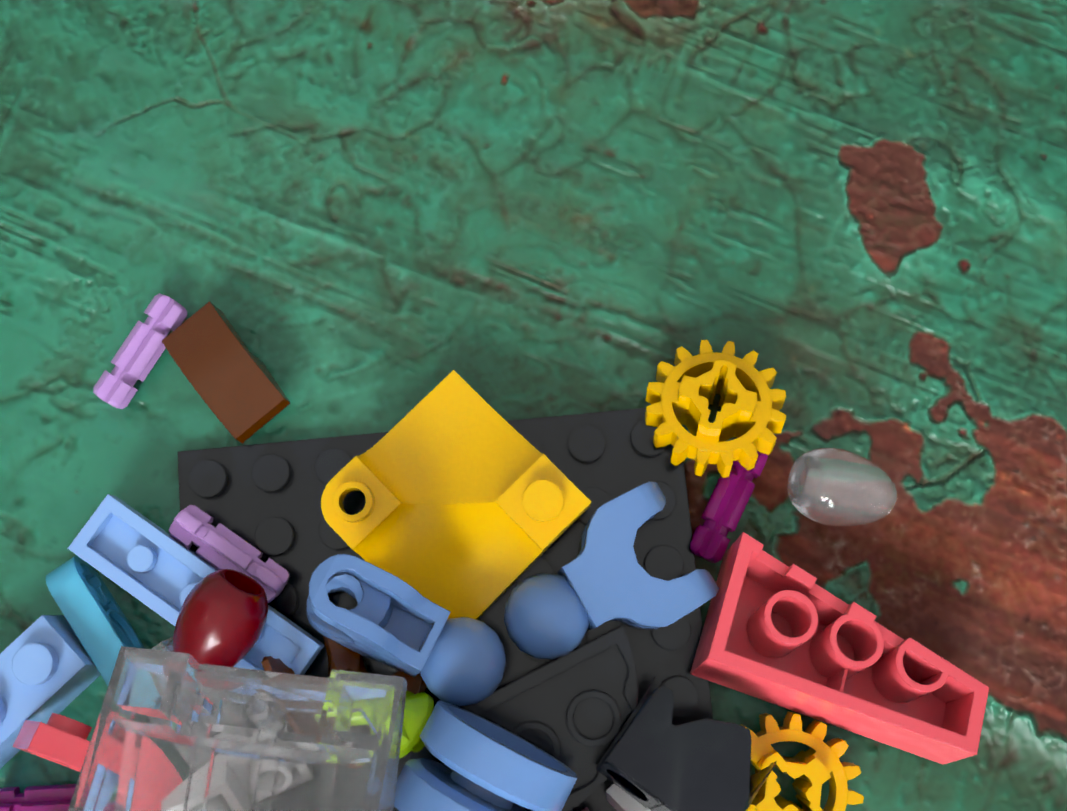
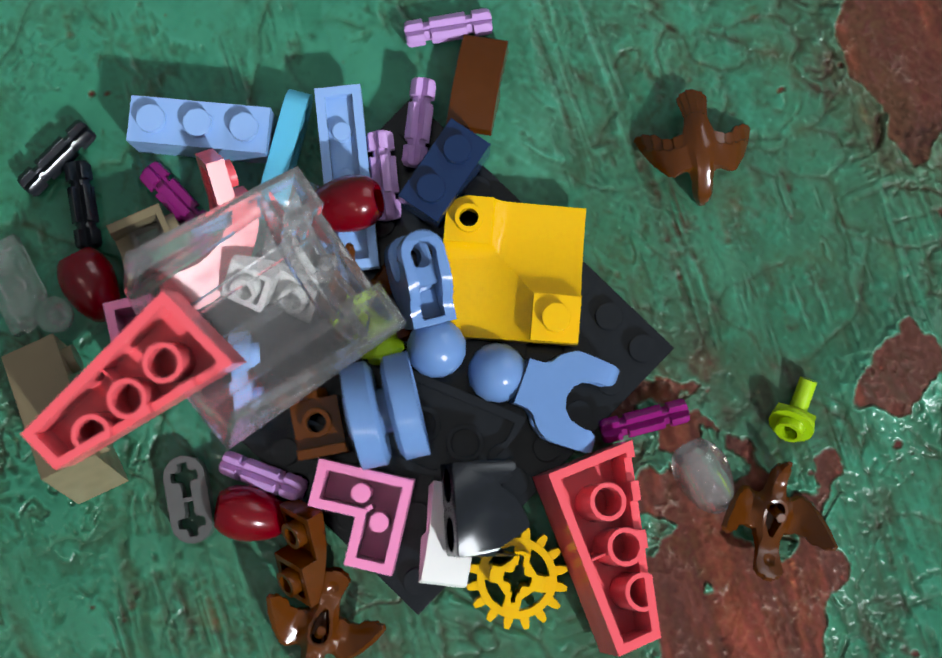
camera: 45 degrees right, 5 degrees up
(207, 467) = (418, 121): none -> lavender axle
(283, 486) = (444, 173): none -> dark blue brick
(493, 206) = (698, 149): none -> reddish brown animal
(746, 405) = (684, 349): yellow gear -> none
(856, 348) = (794, 417): none -> lime plate
(939, 452) = (771, 516): none -> reddish brown animal

